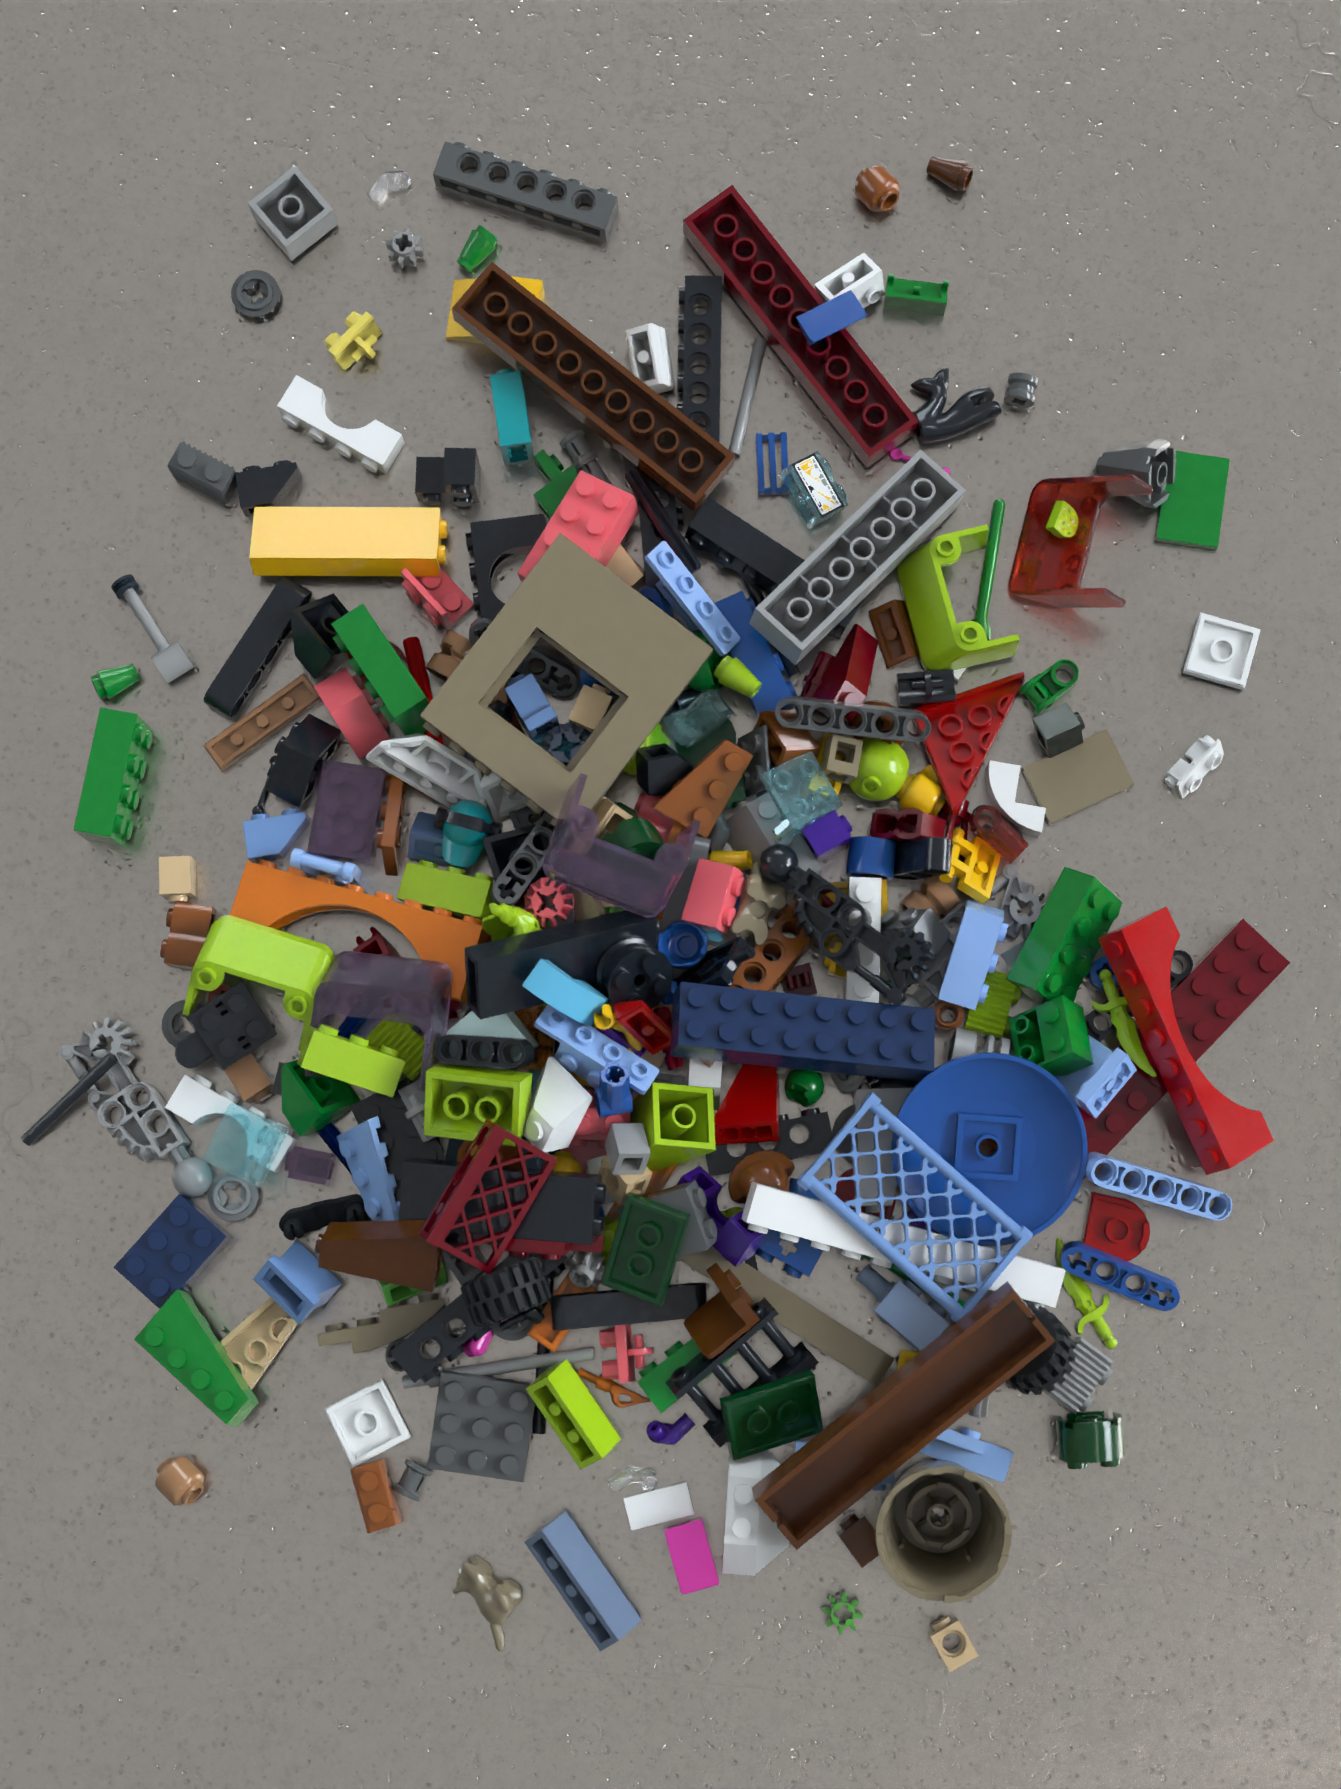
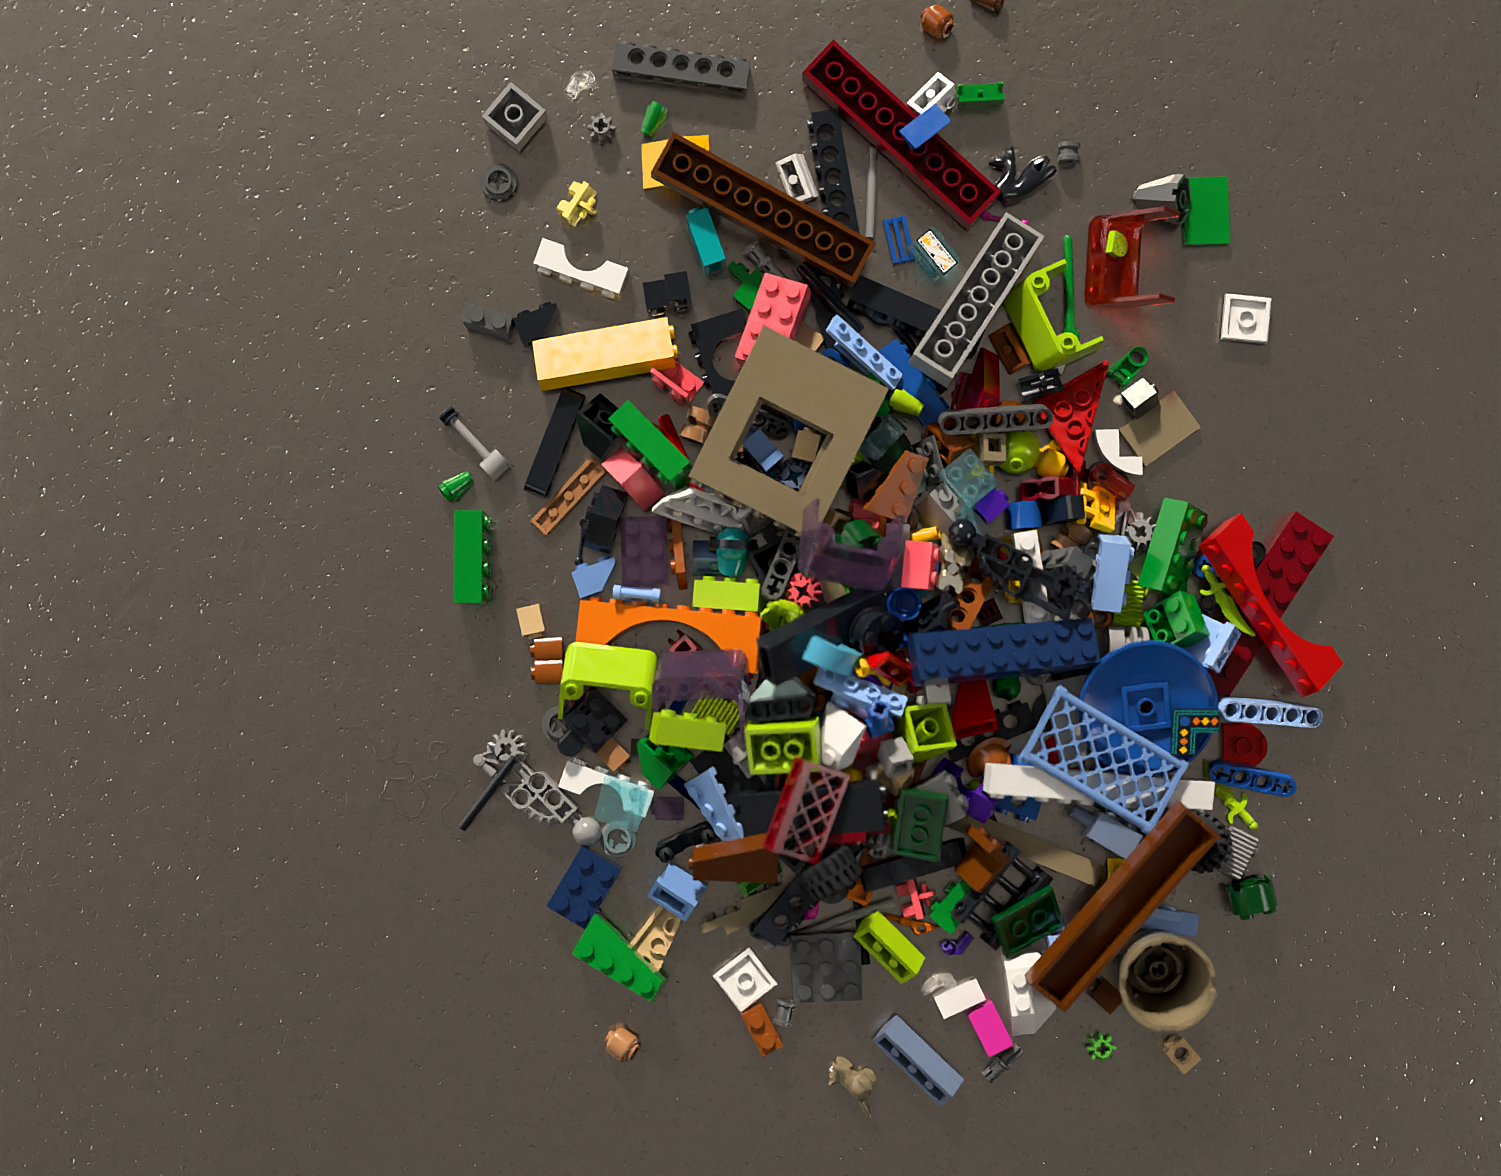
camera: 15 degrees left, 5 degrees up
(701, 1607) = (1002, 1062): none -> dark grey axle
(1040, 1178) = (1188, 722): none -> black tile
(1205, 756) = (1238, 413): white hinge -> none

